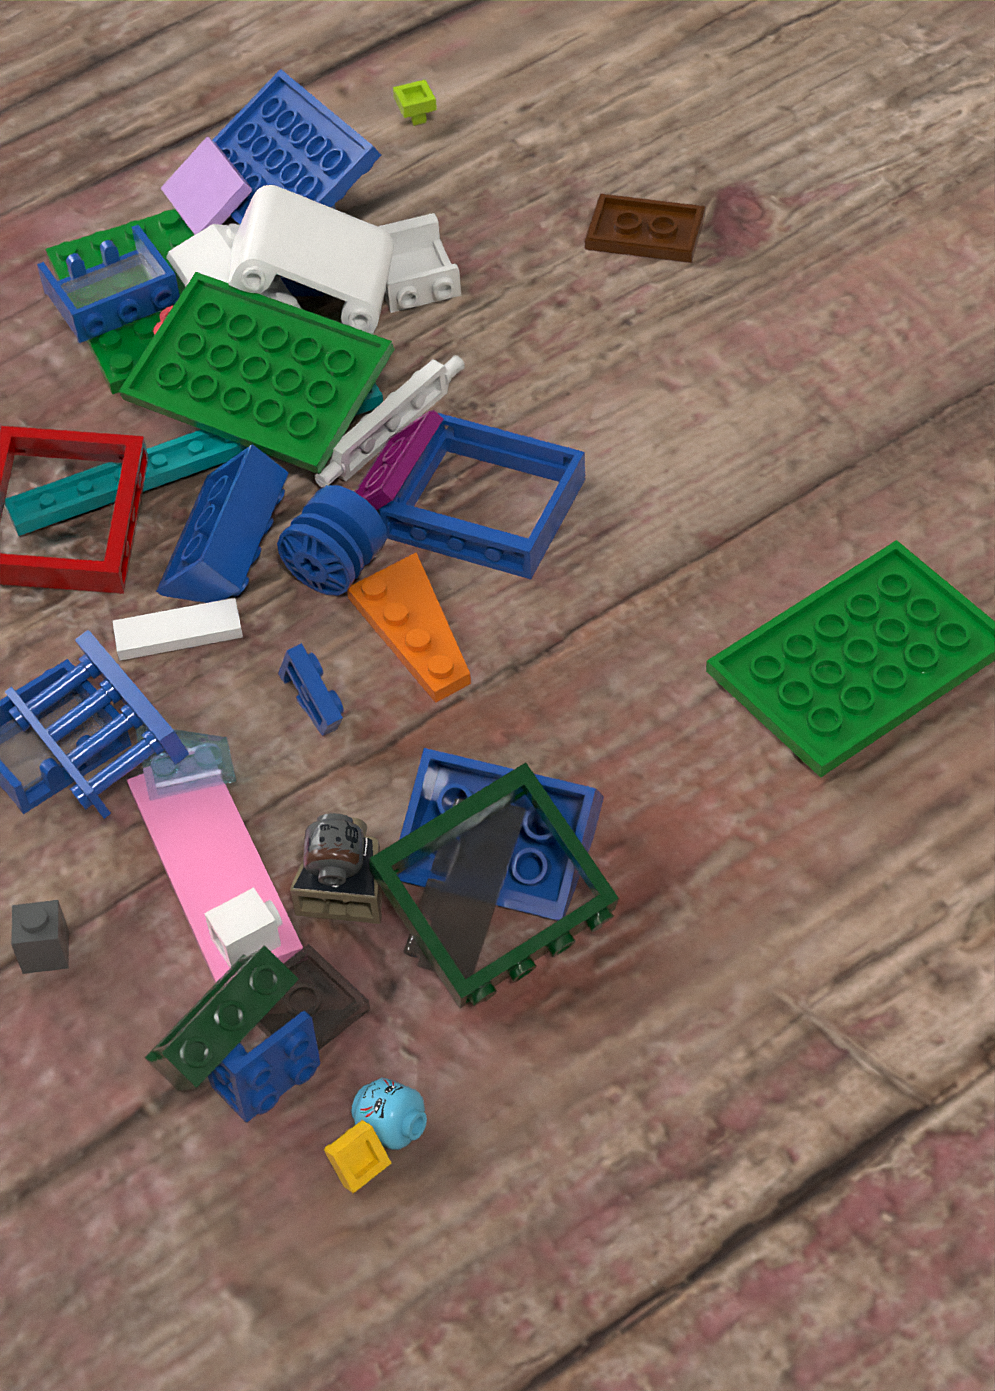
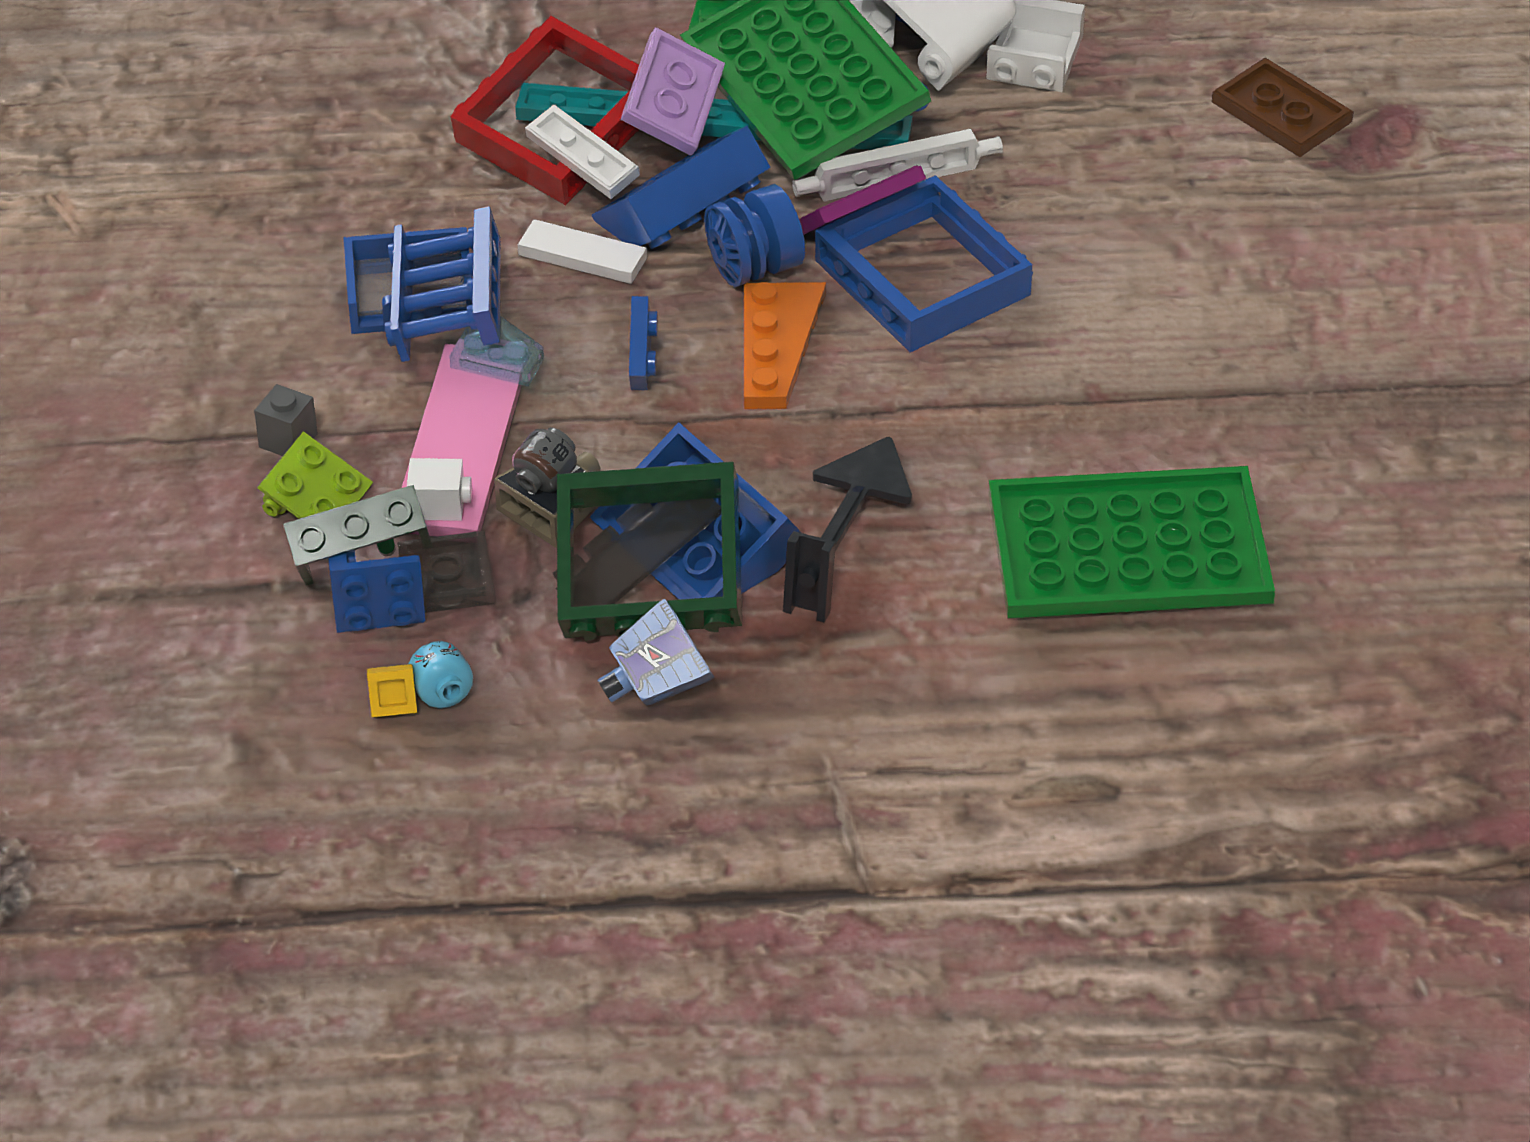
camera: 30 degrees right, 5 degrees down
(115, 987) = (311, 481): none -> lime hinge
(121, 537) = (582, 151): none -> white tile
(163, 444) = (673, 91): none -> lavender tile
(581, 987) = (655, 659): none -> torso
(601, 706) = (810, 559): none -> black piece

